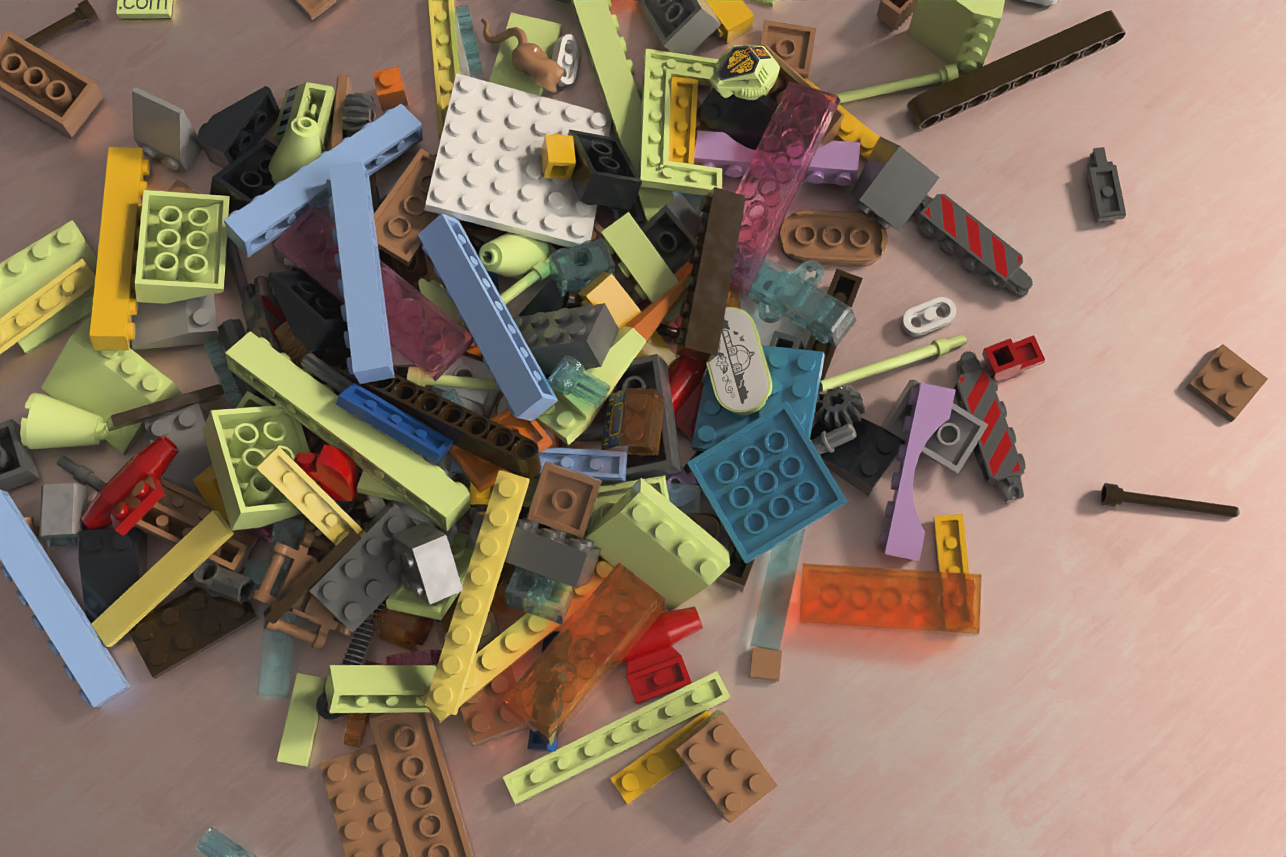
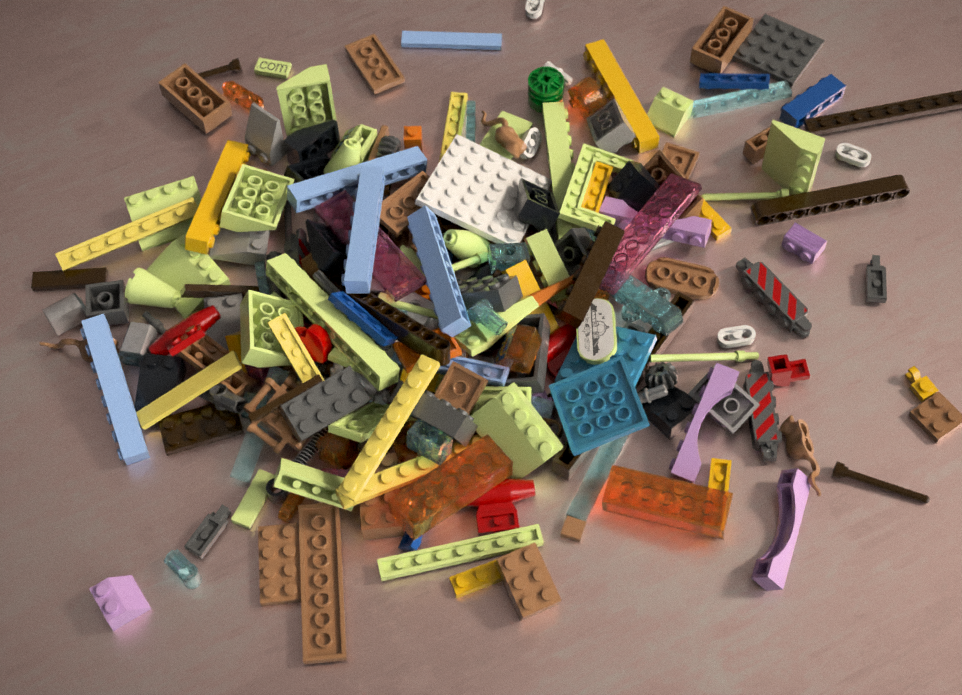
camera: 15 degrees right, 15 degrees down
(105, 53) = (238, 91): none -> clear orange beam
(216, 62) = (306, 99): none -> yellowish green slope
(248, 789) = (208, 532): none -> dark grey hinge
(426, 563) = (360, 402): brick -> none
(558, 156) = (509, 191): yellow brick -> none
(749, 64) = (644, 153): yellowish green helmet -> none
(892, 184) = (728, 250): dark grey slope -> none
(993, 148) = (803, 243): none -> lavender brick
(1052, 471) = (800, 446): none -> medium nougat animal
(1053, 657) = (772, 567): none -> lavender arch
(1198, 341) = (921, 387): none -> yellow plate

